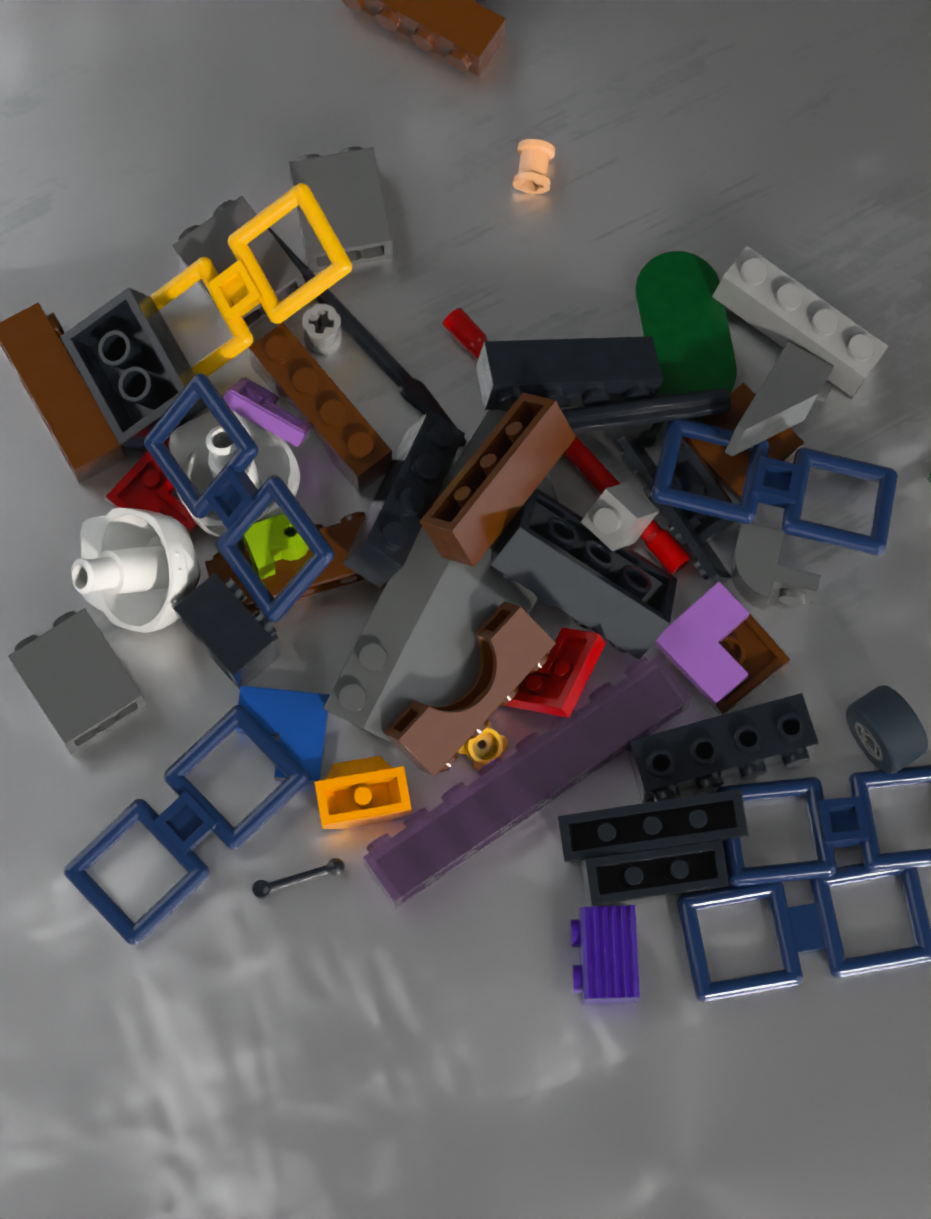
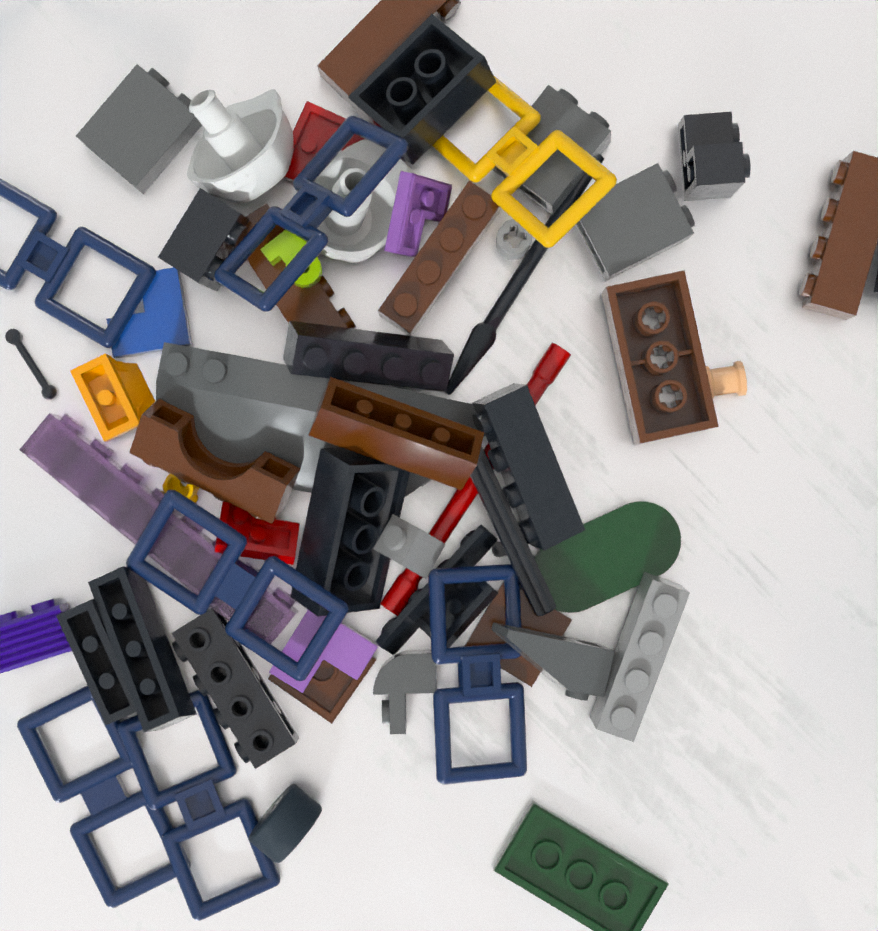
camera: 75 degrees right, 15 degrees up
(299, 114) = (711, 156): none -> black brick
(487, 192) = (674, 336): none -> reddish brown brick
(612, 700) = (236, 585): none -> dark blue bar

